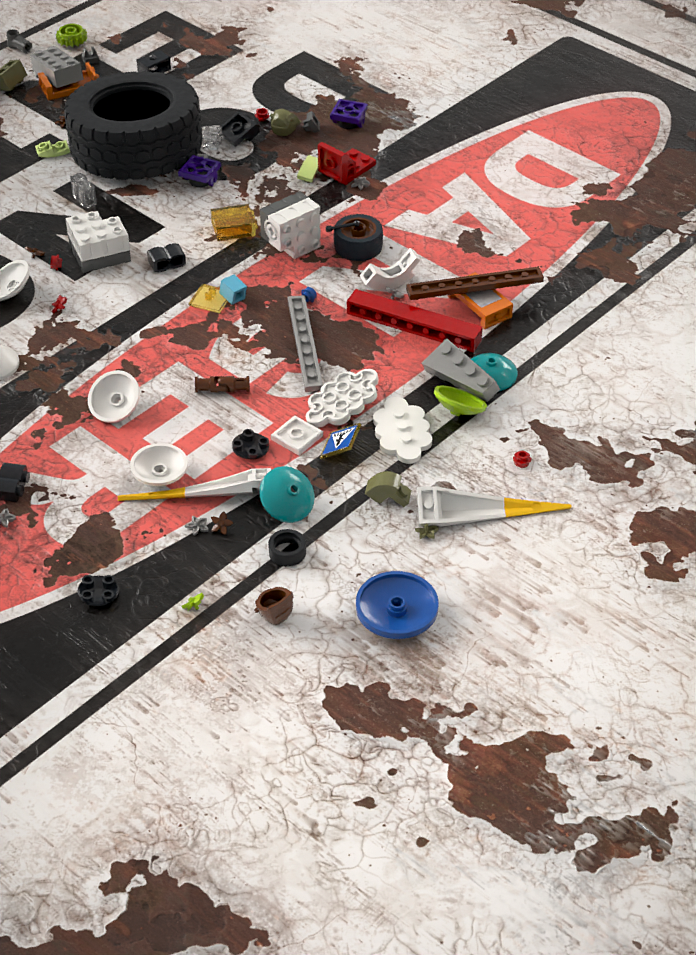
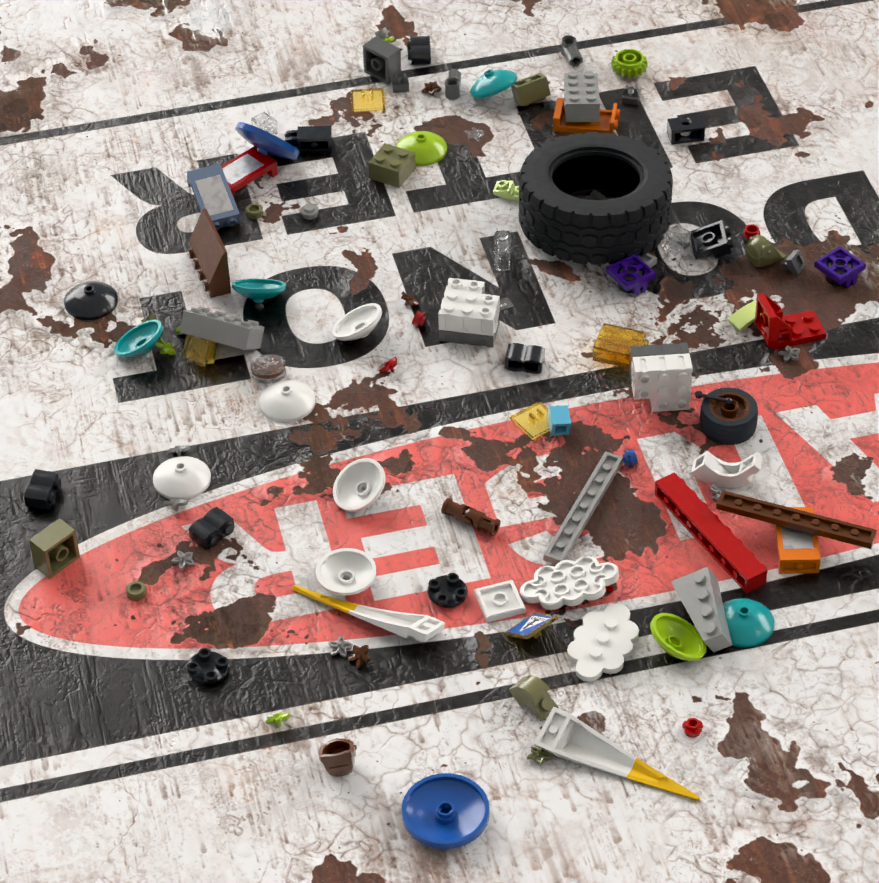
camera: 35 degrees right, 0 degrees up
(280, 500) = (424, 666): teal dish -> none
(287, 558) = (397, 695): black tyre -> none

